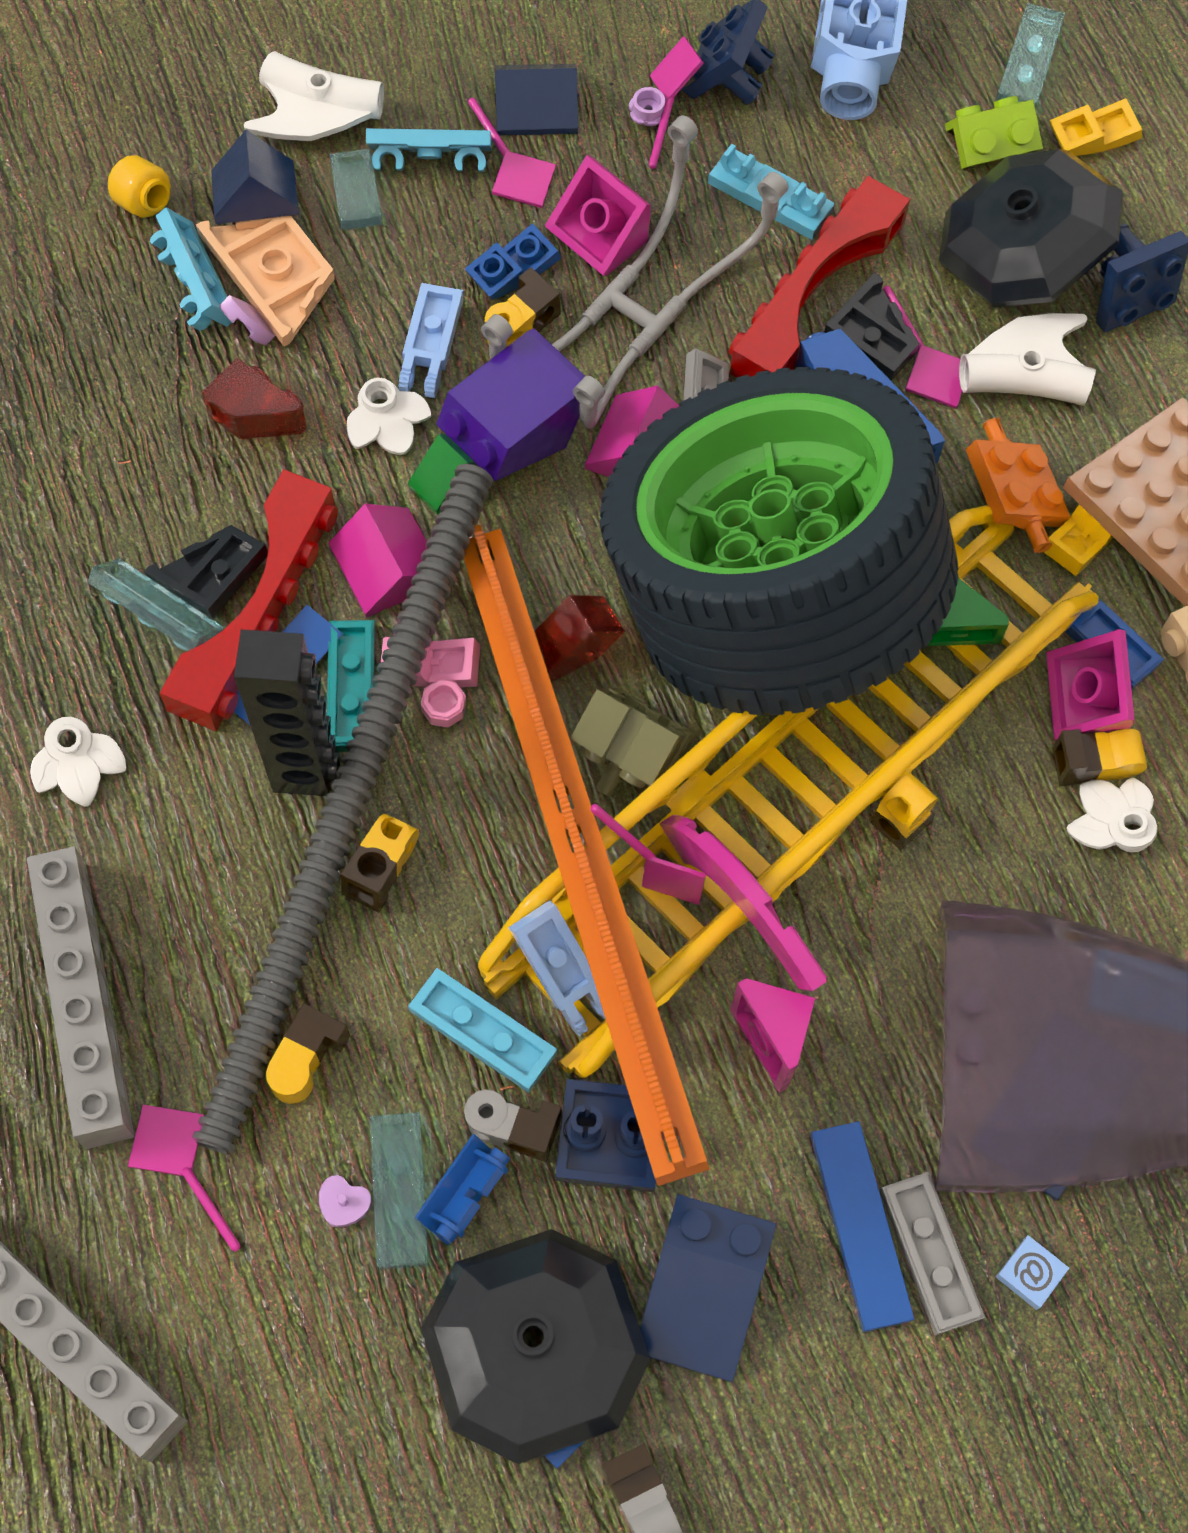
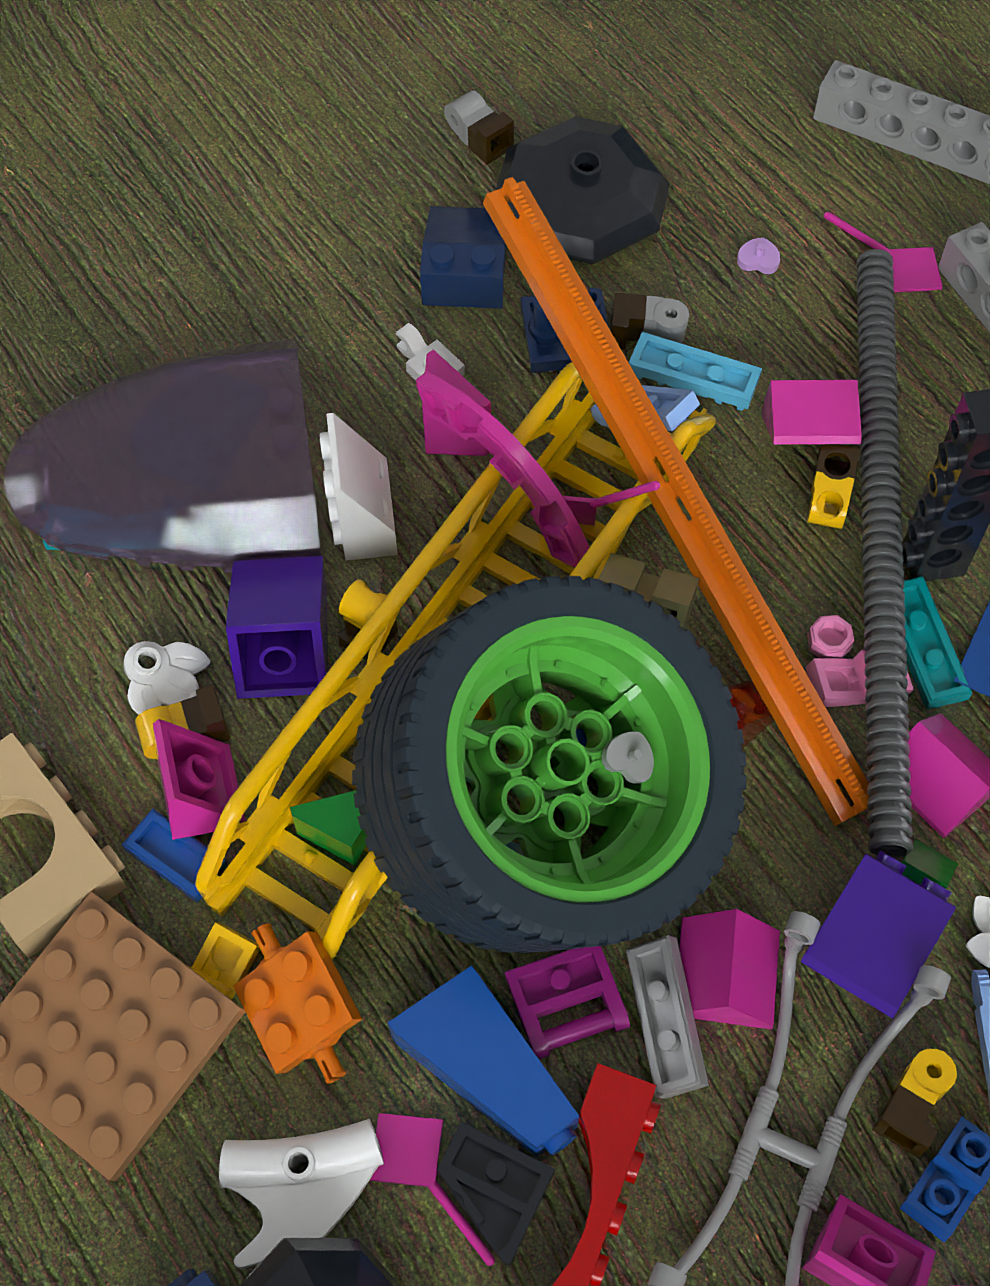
camera: 170 degrees right, 5 degrees down
(302, 1051) = (834, 323): leg -> none
(375, 930) = (813, 412): none -> dark pink slope
(398, 1190) = (720, 271): clear light blue tile -> none
(461, 1188) = (668, 270): blue hinge -> none
(705, 529) = (630, 756): none -> light grey piece
(777, 1131) = (415, 349): none -> white plate
(861, 1227) = (352, 318): blue tile -> none
(897, 937) = (357, 493): none -> white slope
(931, 1254) = (293, 312): light grey tile -> none
(995, 837) = (277, 626): none -> dark purple slope
(1032, 1272) = (210, 313): light blue tile -> none

